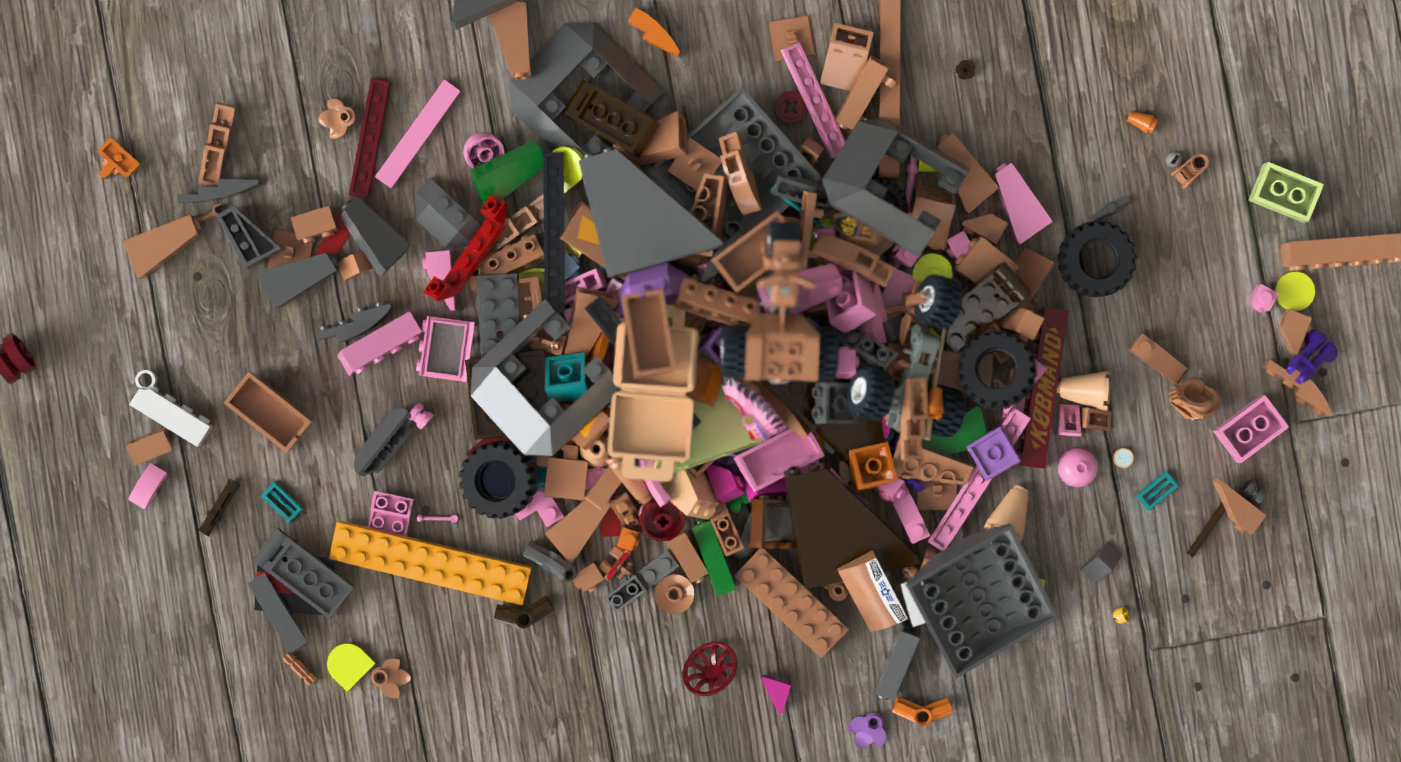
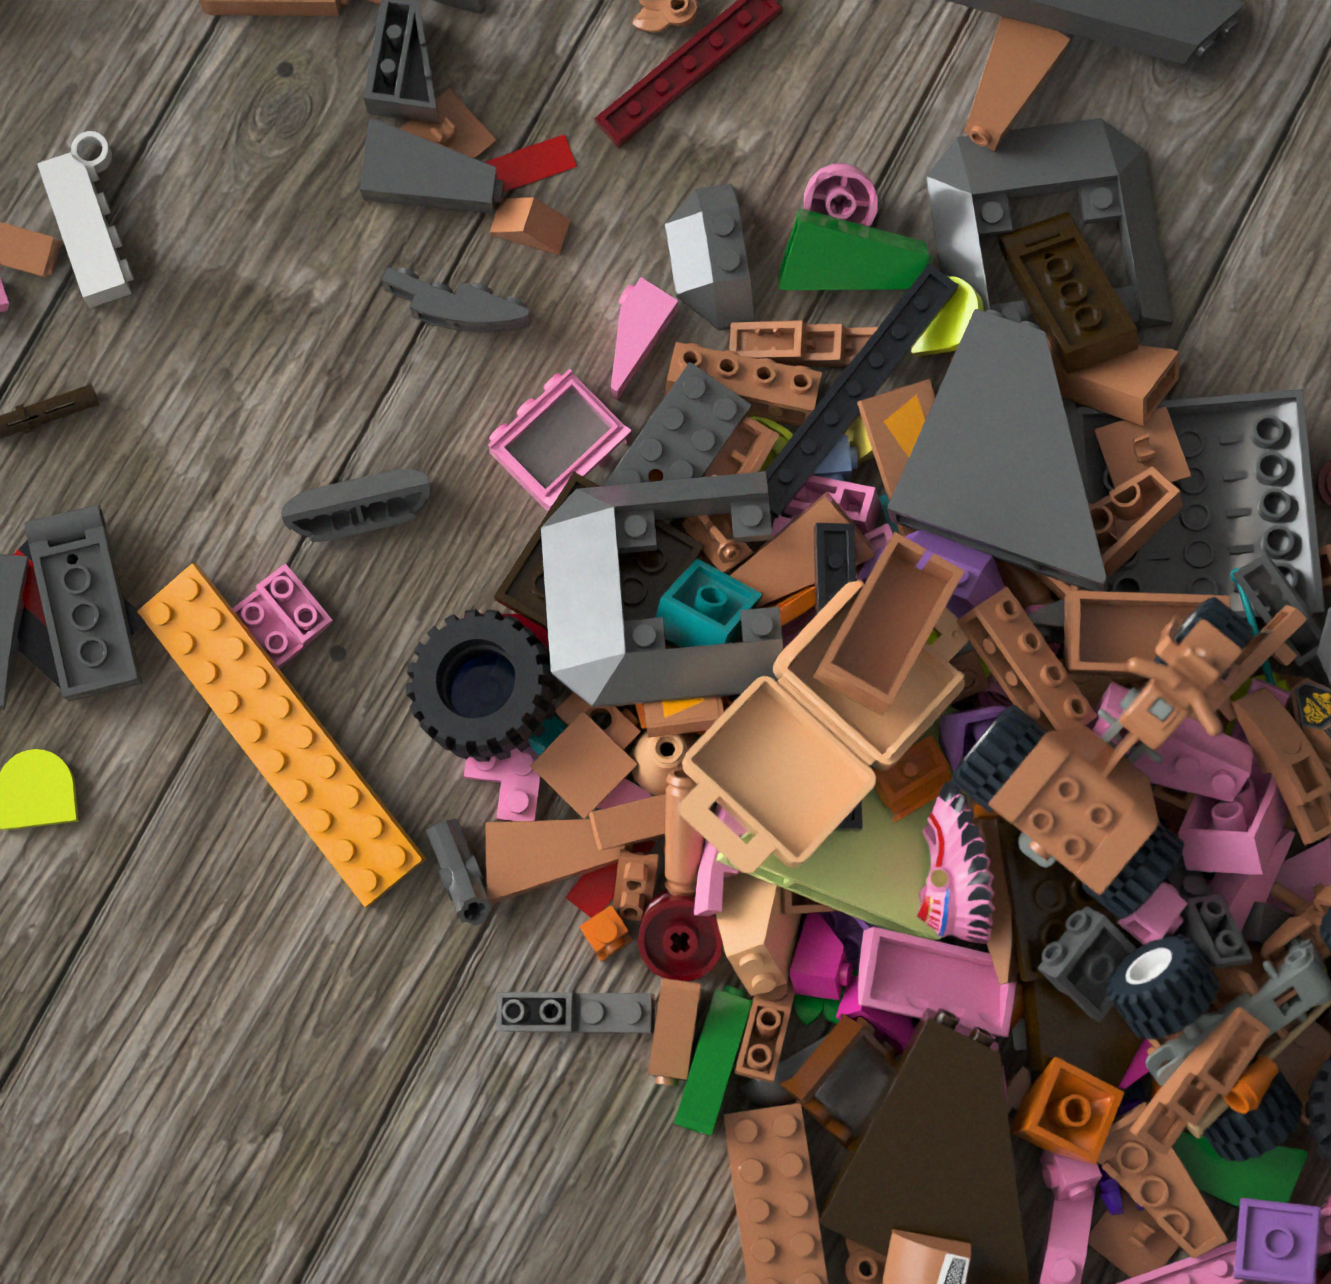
camera: 35 degrees right, 10 degrees down
(268, 412) = (226, 329): nougat piece -> none
(270, 490) = (142, 507): teal tile -> none
(314, 225) = (512, 120): nougat brick -> none
(373, 235) = (585, 200): dark grey slope -> none
(379, 343) = (466, 356): bright pink wedge -> none
(393, 678) = (85, 864): nougat plate -> none
(418, 134) = (763, 110): bright pink tile -> none
(420, 416) = (442, 508): bright pink wheel -> none
(420, 518) = (367, 697): bright pink hinge -> none
(474, 253) = (788, 296): red slope -> none
(535, 611) = (337, 909): dark brown piece -> none
(588, 578) = (497, 944): nougat brick -> none
(609, 570) = (573, 951): nougat hips -> none
(654, 32) = (1223, 224): orange slope -> none
(671, 604) = (592, 1057): nougat dish -> none
(712, 672) = (571, 1241): dark red wheel -> none
(738, 174) = (1201, 511): nougat slope -> none

